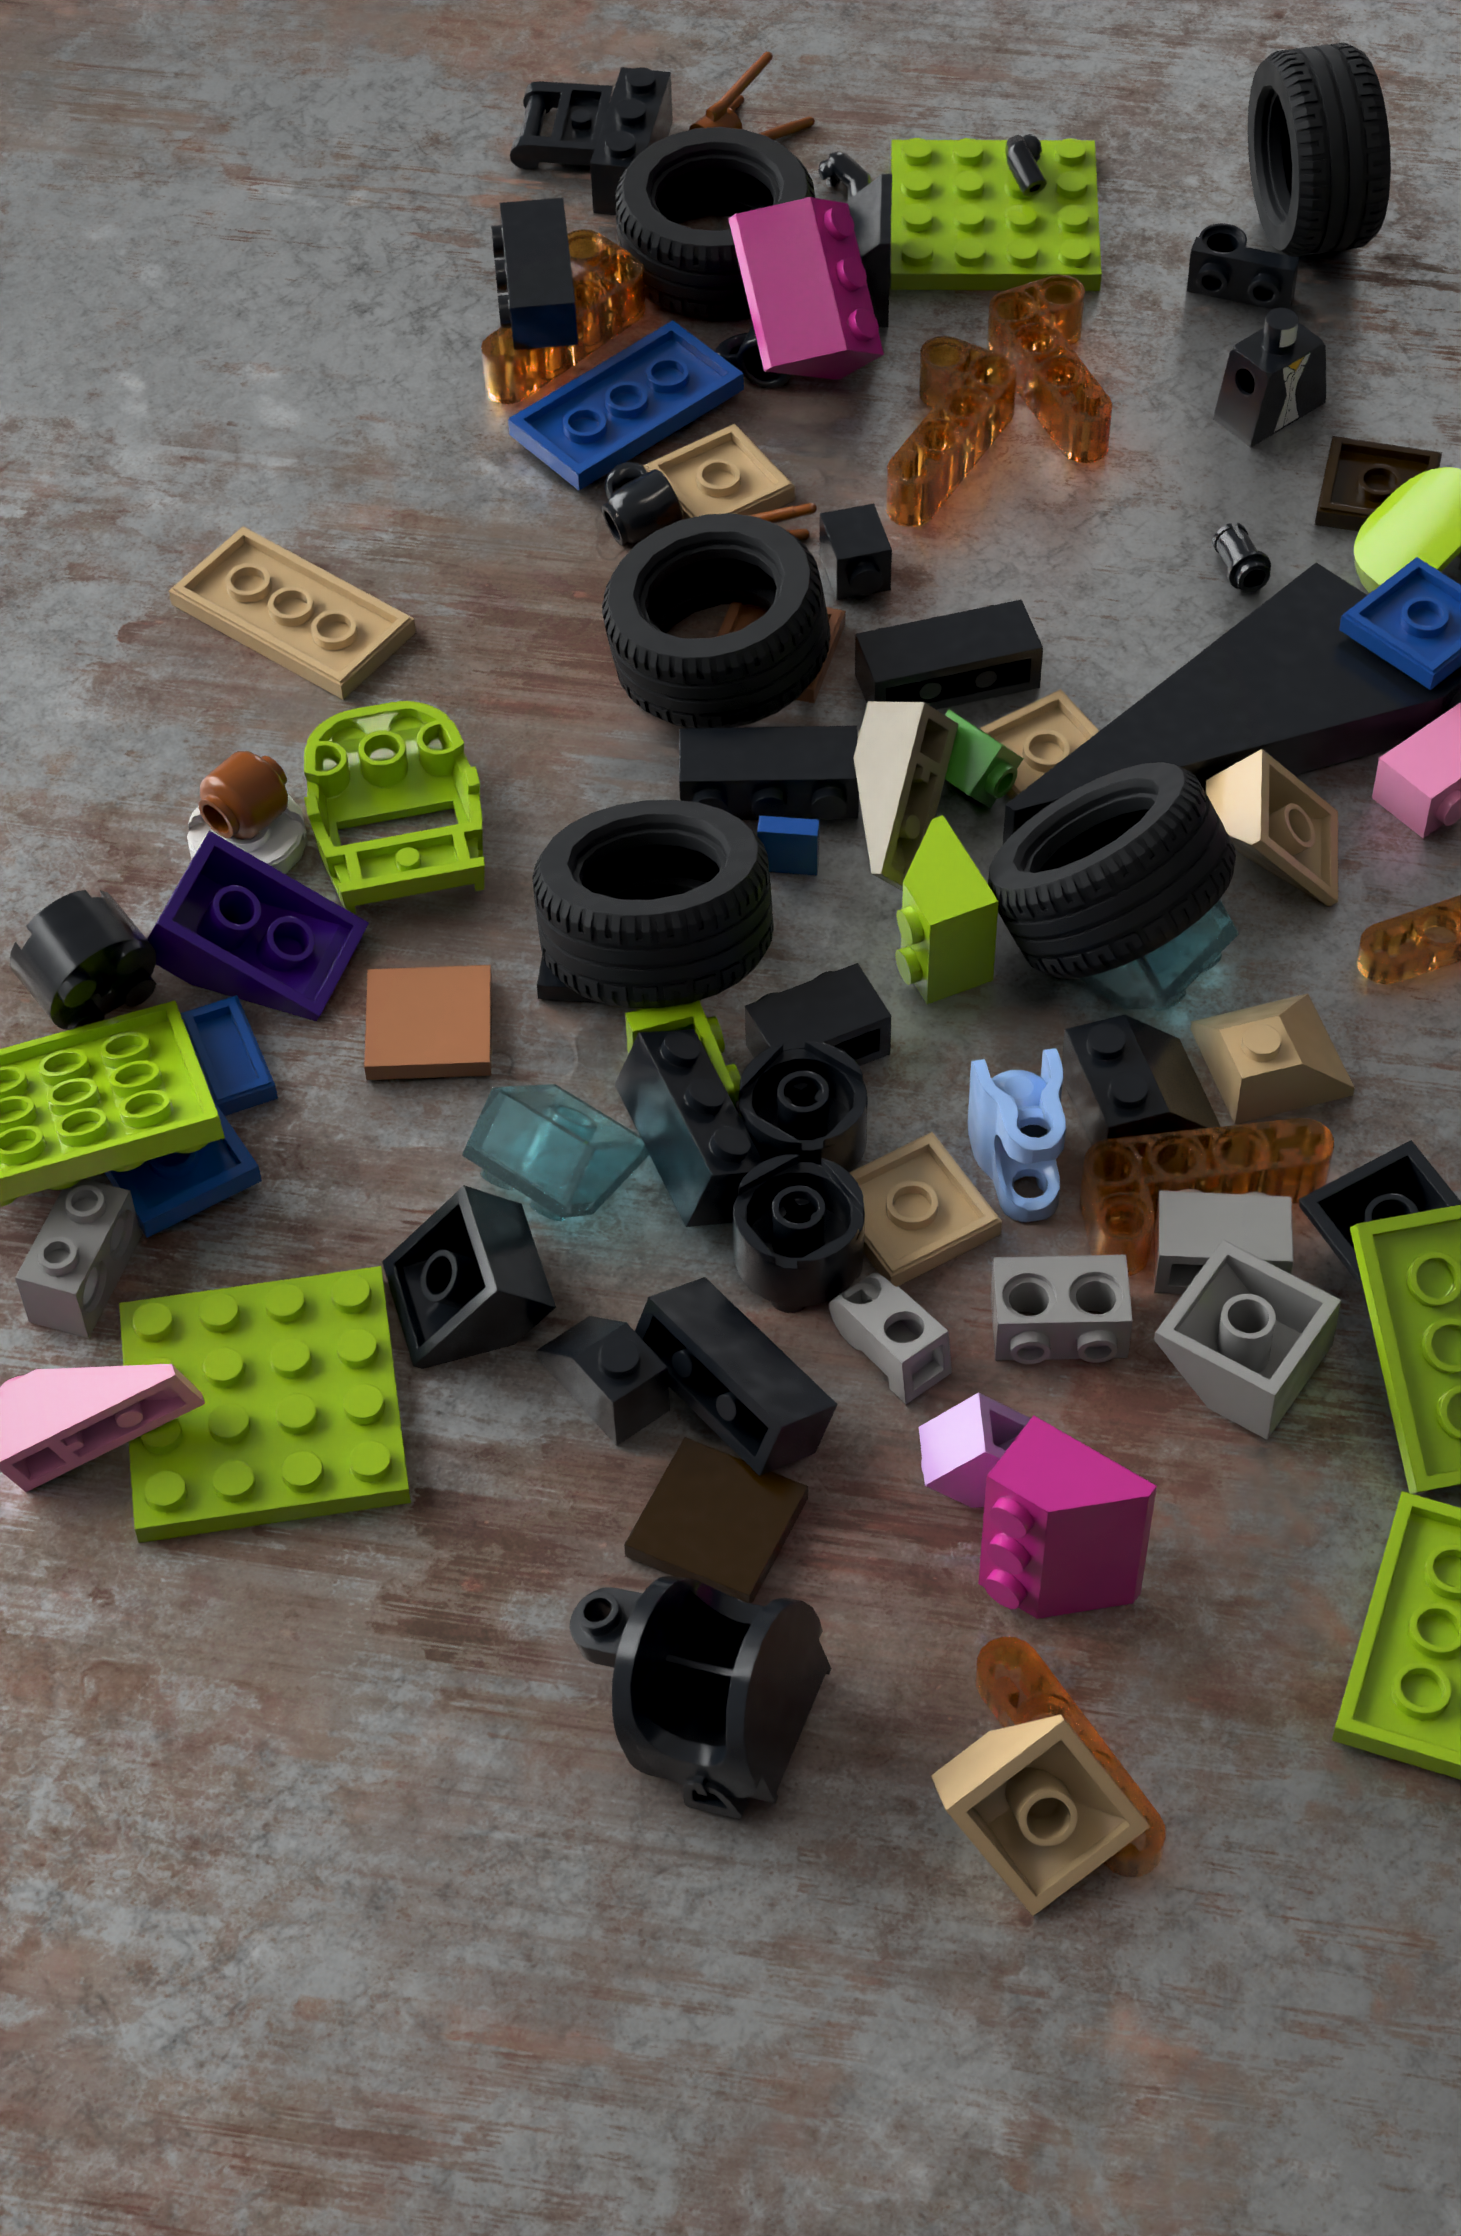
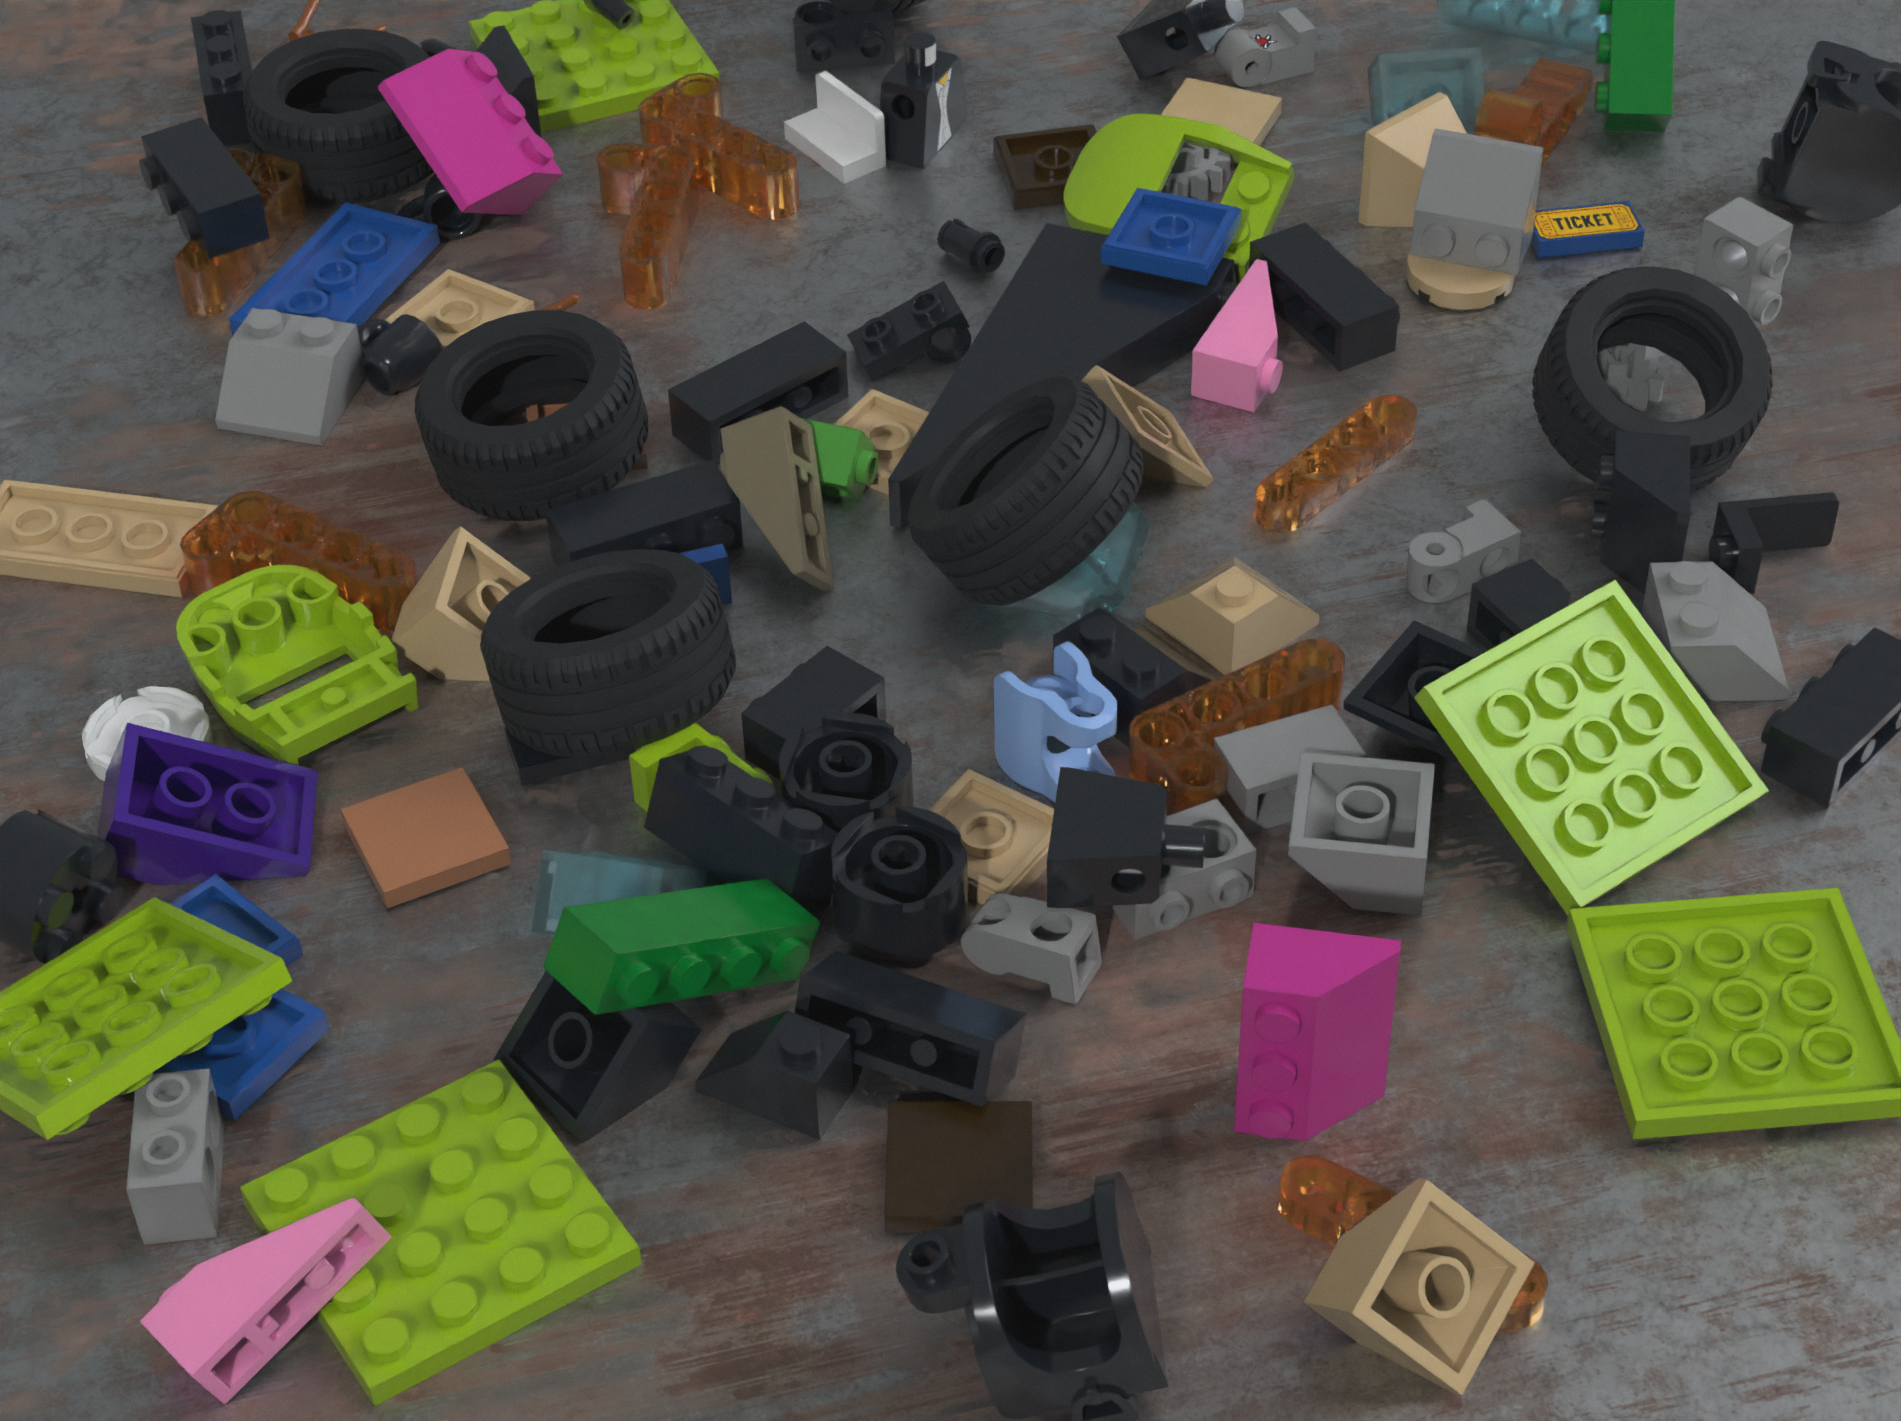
camera: 25 degrees left, 10 degrees down
(243, 795) = (135, 689): dark orange head -> none
(432, 667) = (265, 531): none -> clear orange beam
(532, 500) = (289, 376): none -> light grey slope
(556, 791) = (450, 607): none -> tan slope
(565, 1225) = (680, 945): none -> green brick
(575, 127) = (166, 81): black plate -> none
(855, 551) = (634, 323): black brick -> none
(945, 919) = (891, 584): lime slope -> none
(966, 1445) = (1181, 1011): lavender slope -> none
(992, 1267) = (1113, 841): none -> black torso
(1138, 637) = (924, 324): none -> black plate
(1180, 384) = (841, 133): none -> white panel

